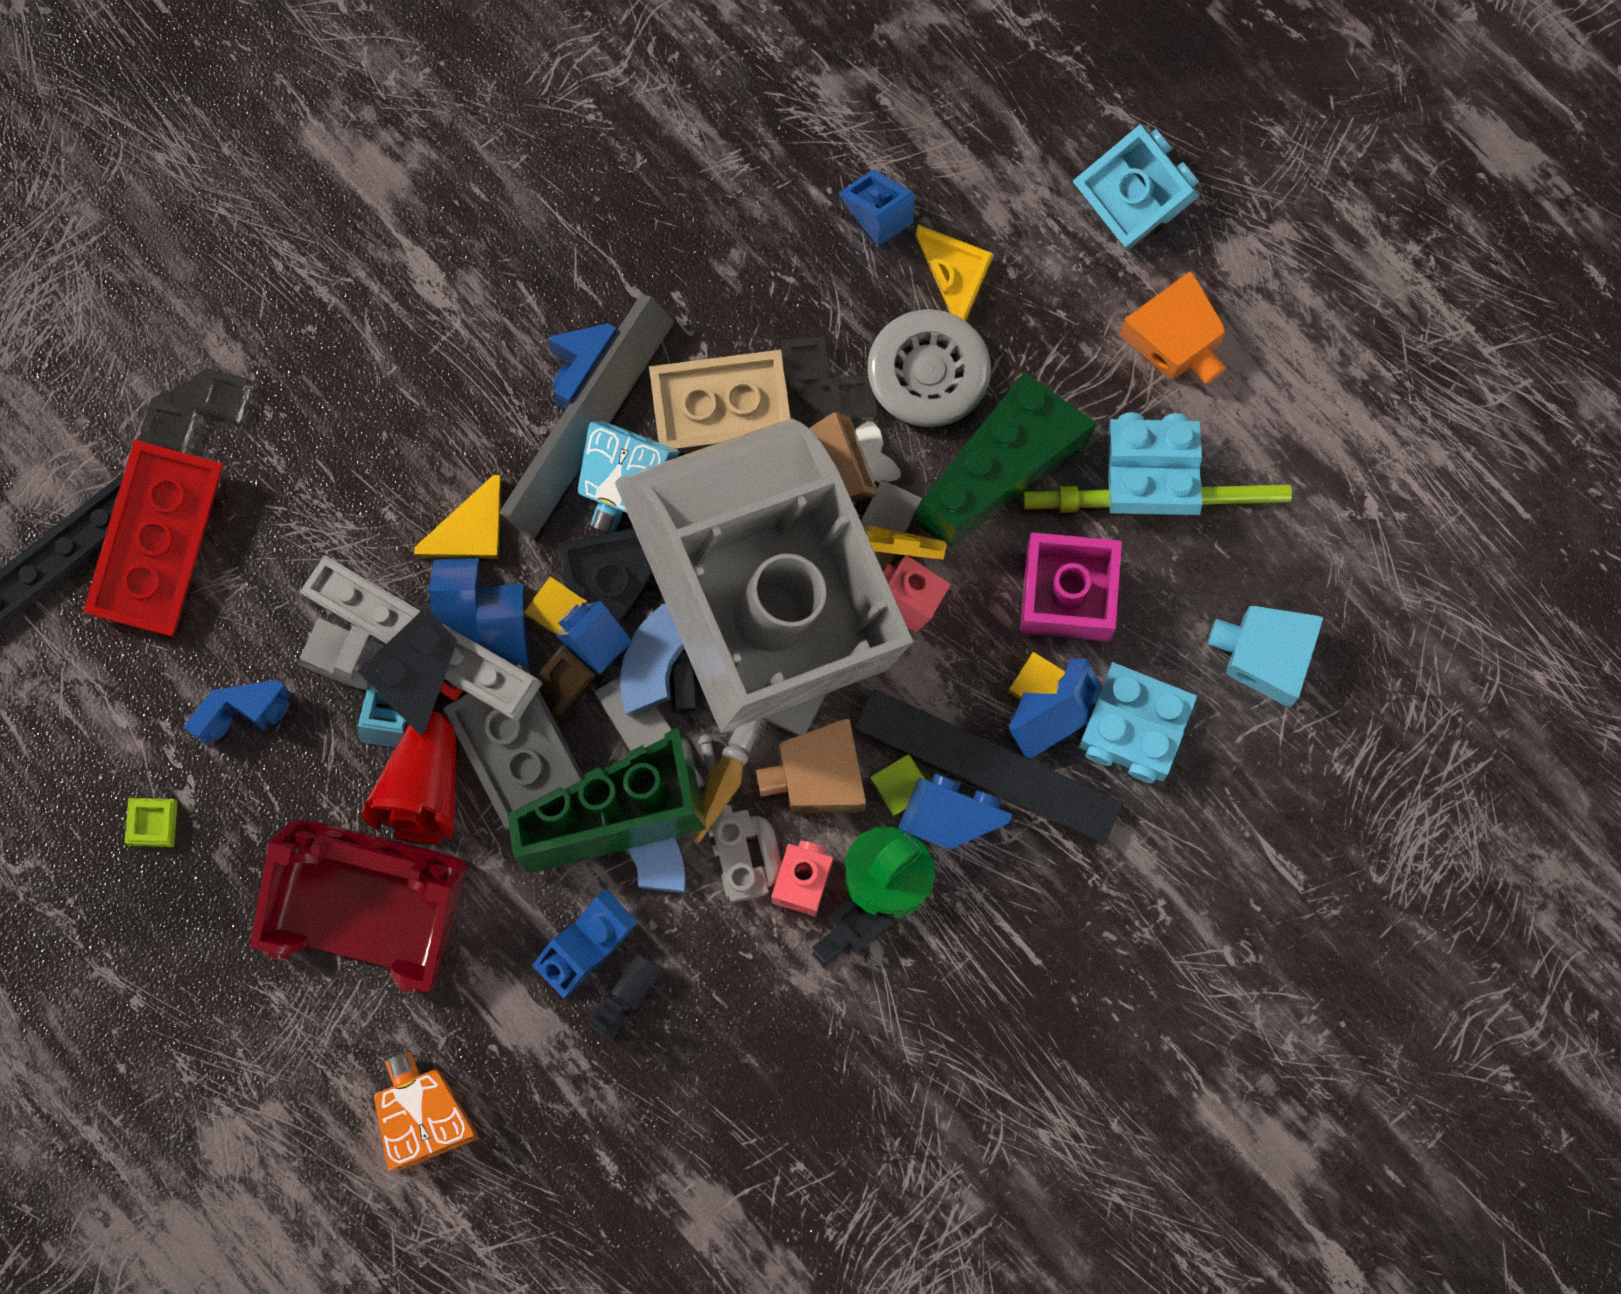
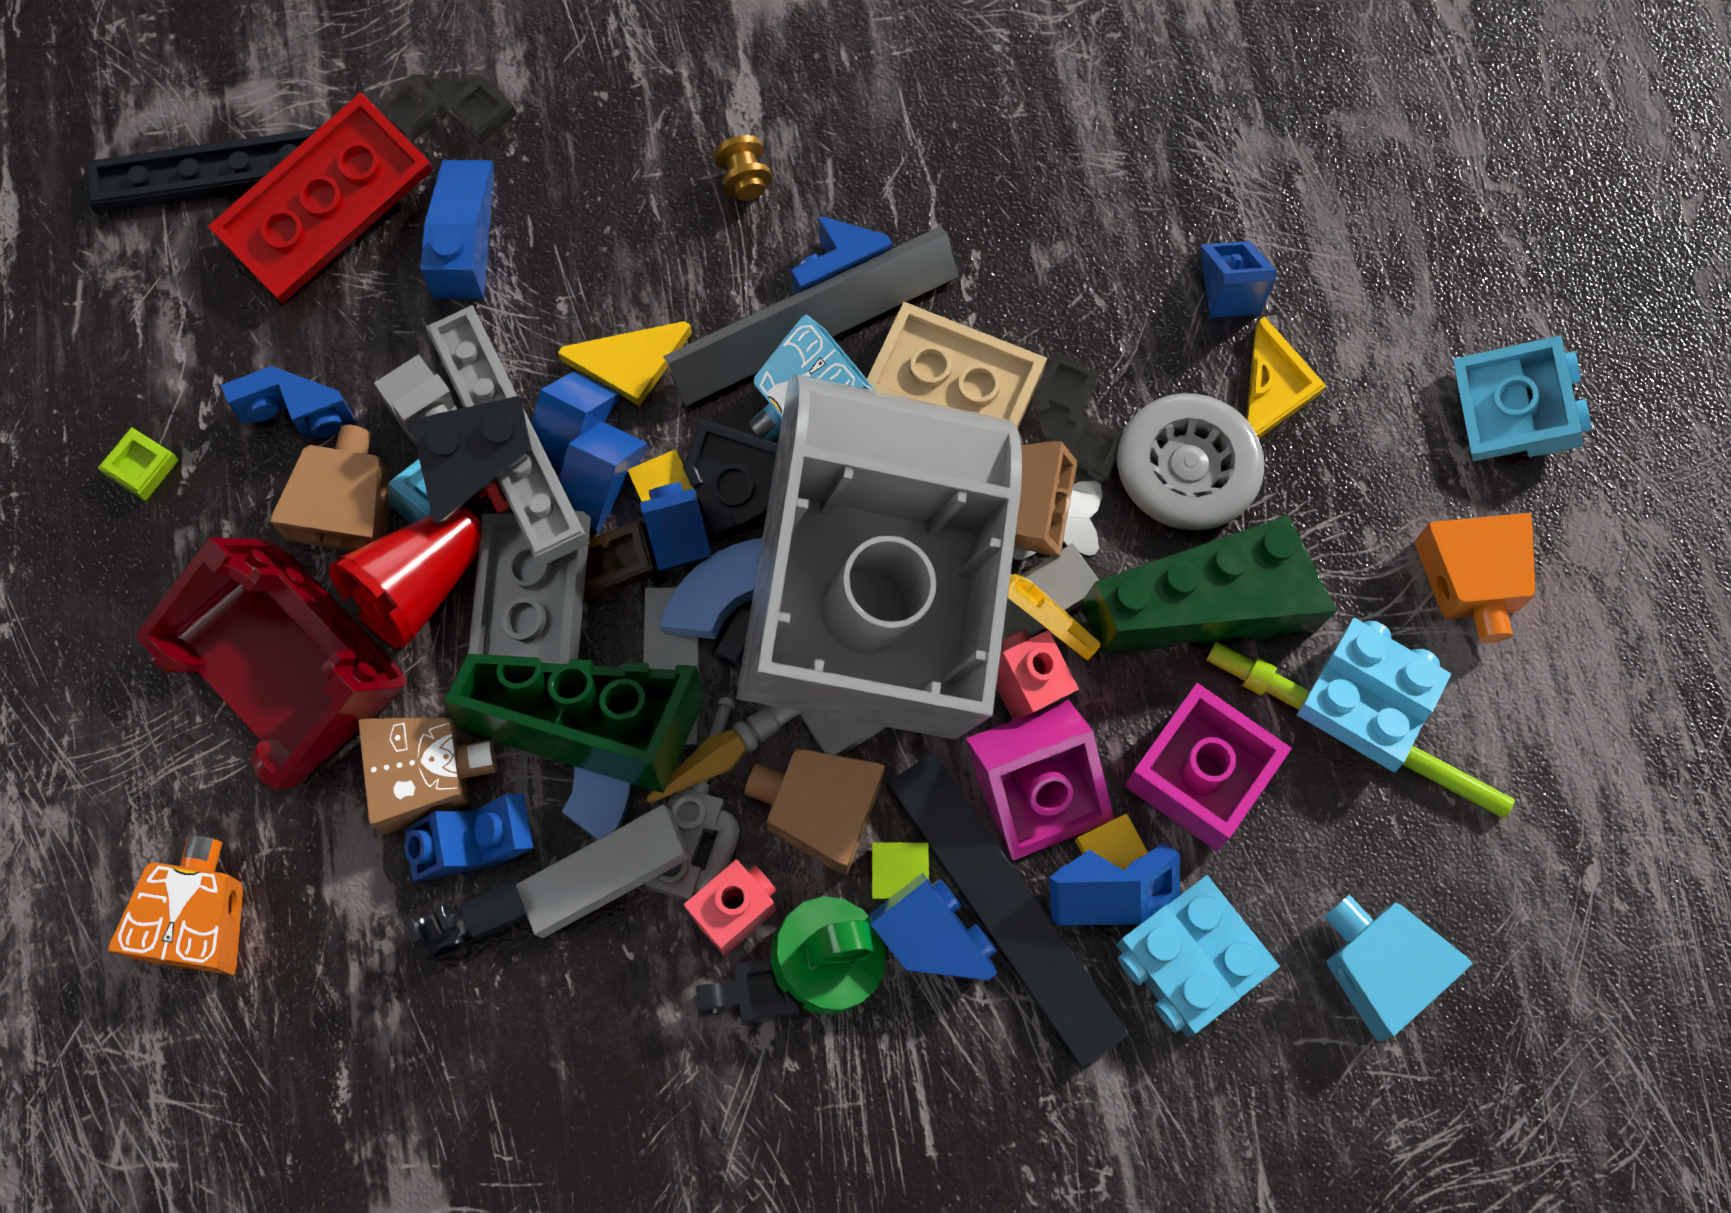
camera: 30 degrees right, 5 degrees down
(273, 499) = (458, 230): none -> blue slope
(323, 757) = (336, 495): none -> medium nougat torso
(468, 335) = (745, 176): none -> pearl gold wheel
(518, 916) = (417, 768): none -> medium nougat torso
(696, 909) = (602, 871): none -> light grey tile
(960, 662) = (1041, 778): none -> dark pink slope

